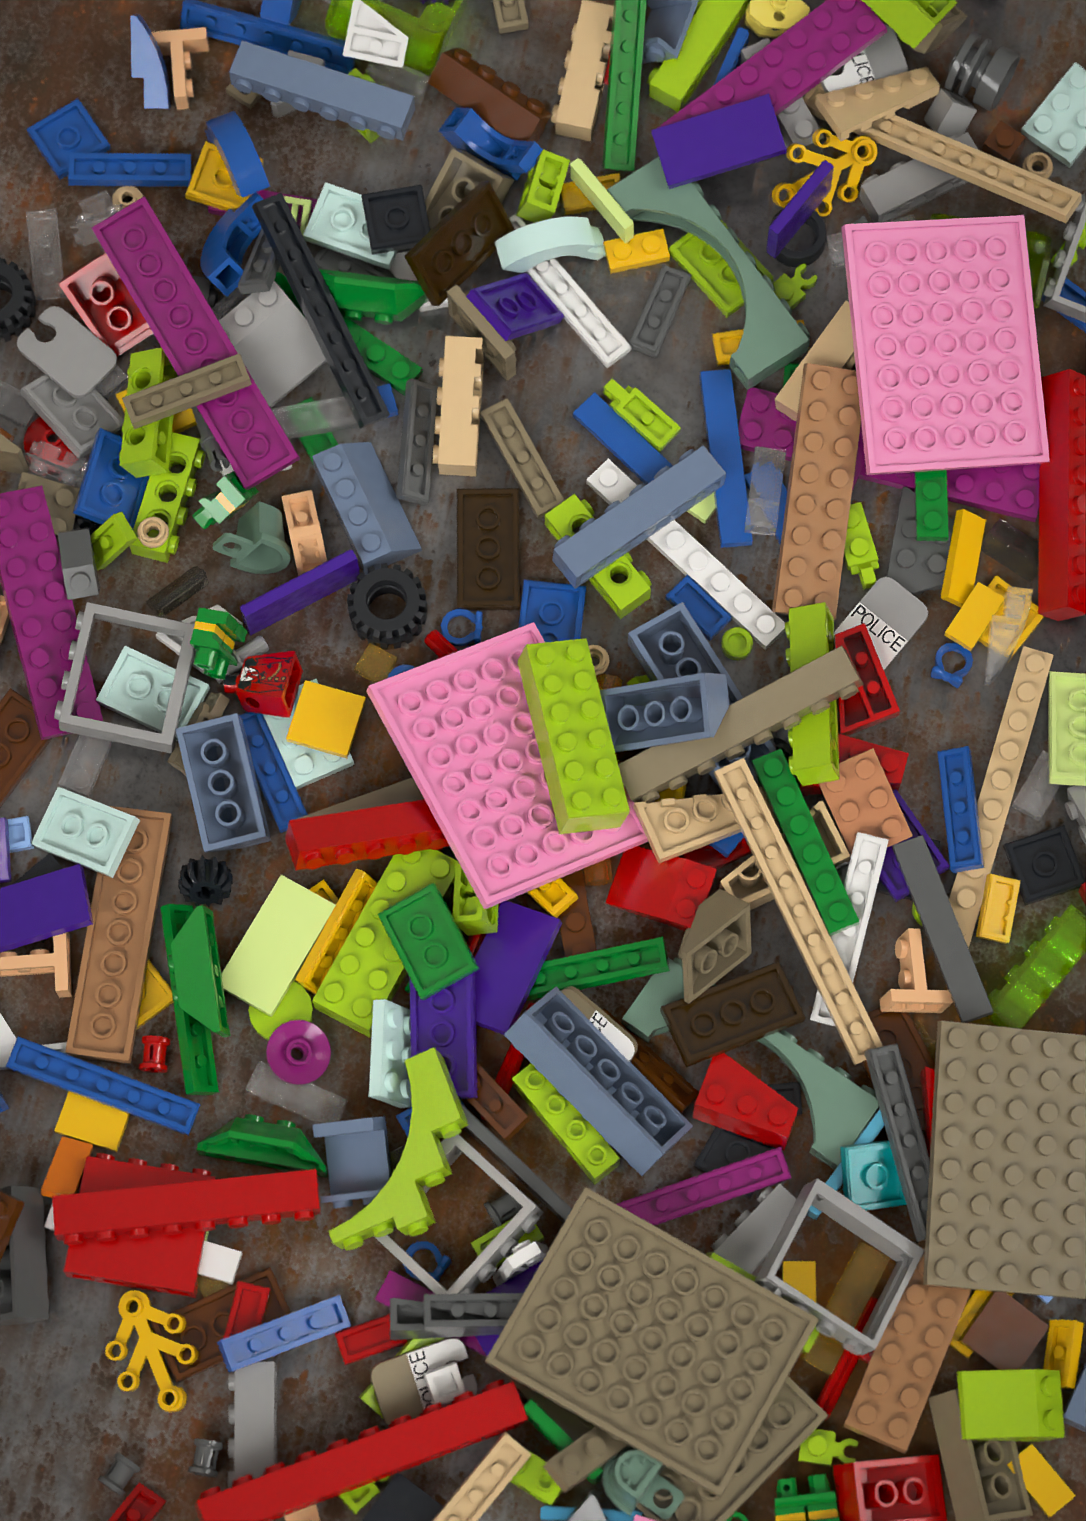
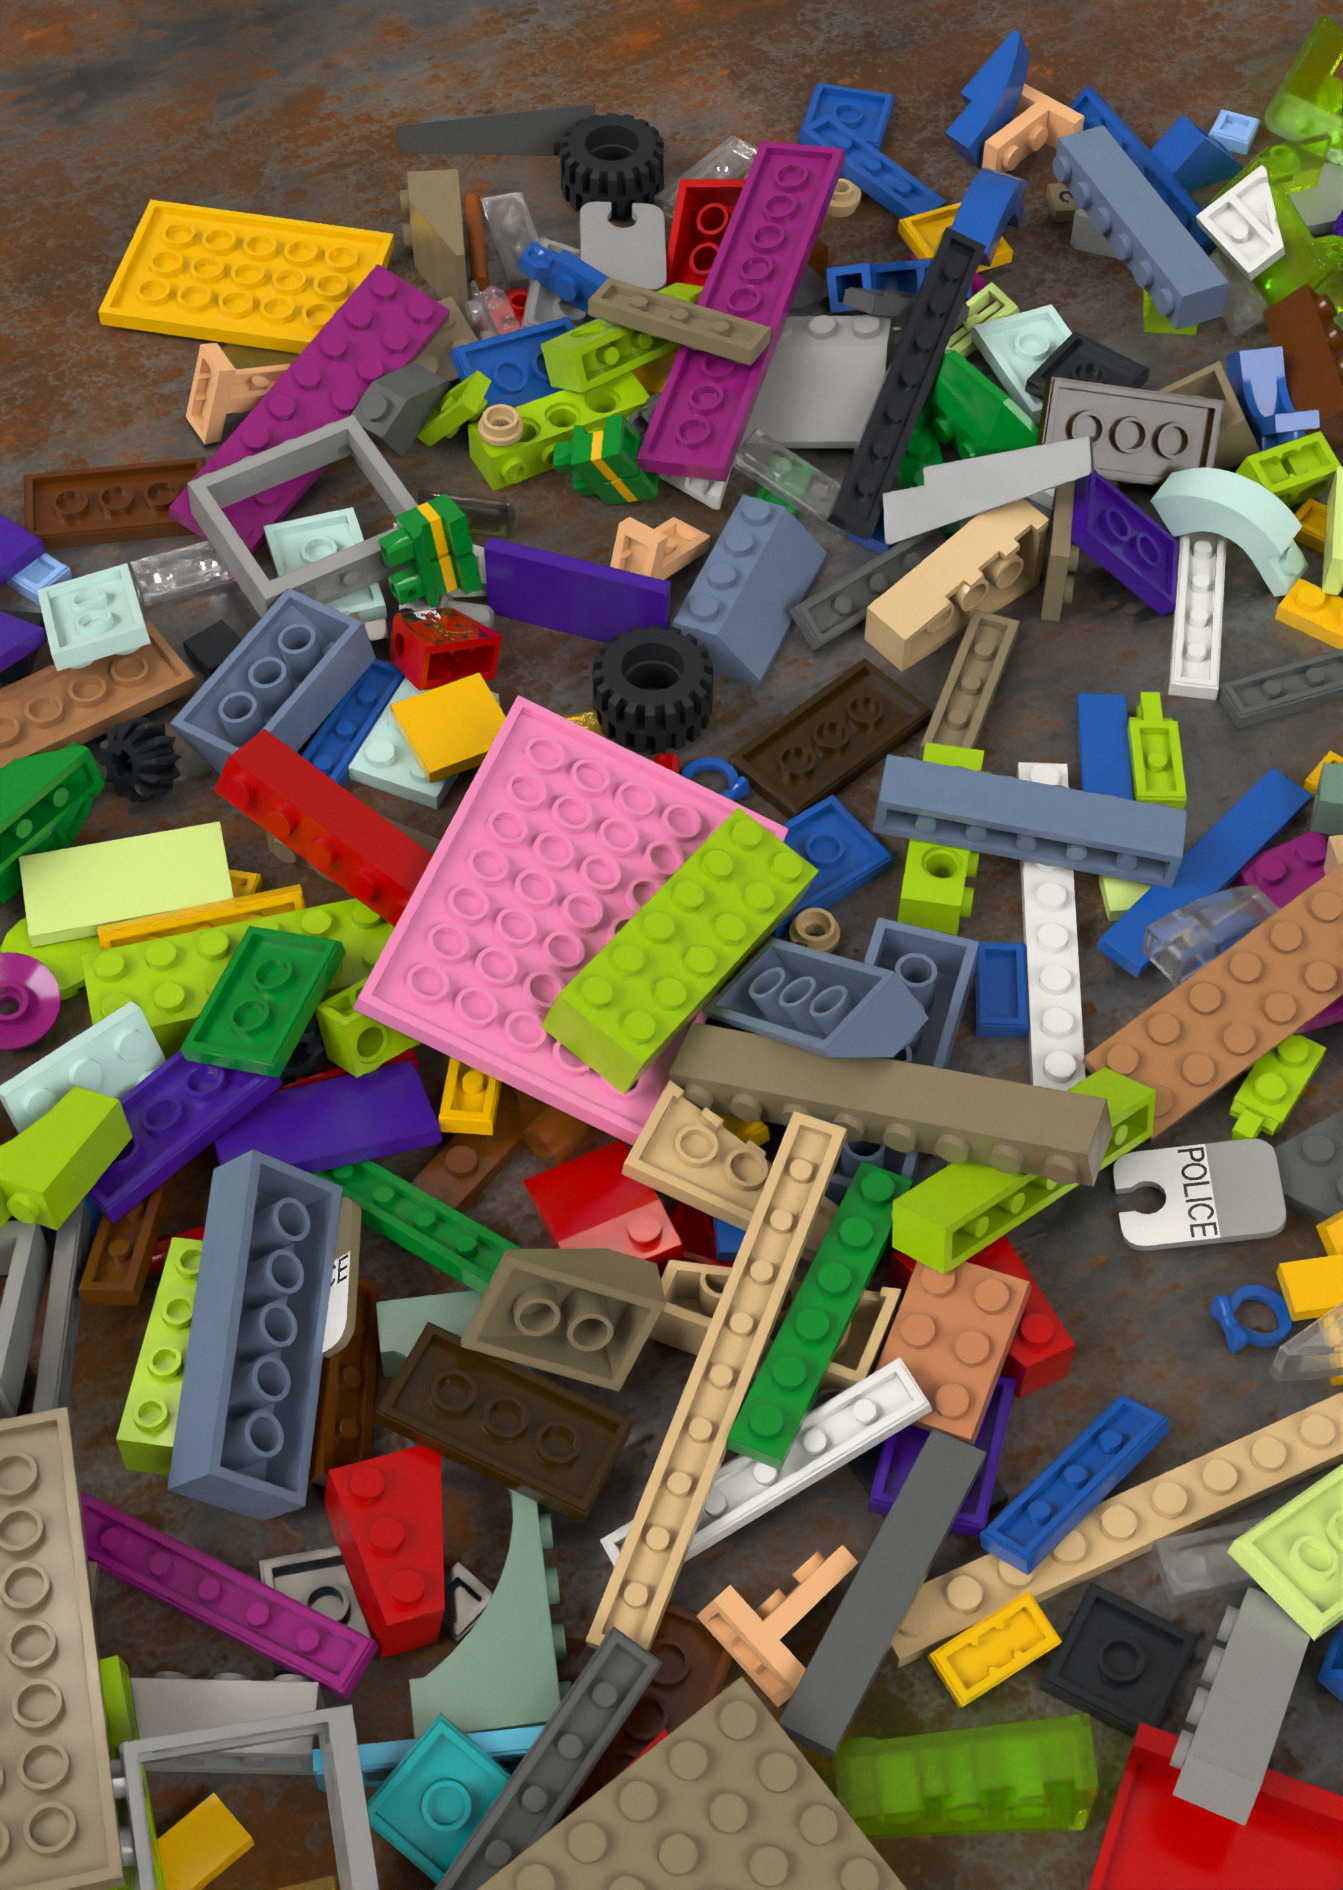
camera: 45 degrees right, 20 degrees down
(81, 403) = (562, 274): none -> blue hinge
(153, 786) = (211, 646): none -> black tile
(258, 541) = (590, 527): sand green container -> none
(431, 347) = (981, 484): none -> wedge
(736, 643) = (1003, 1059): lime tile -> none
(875, 699) = (1100, 1232): red wedge -> none

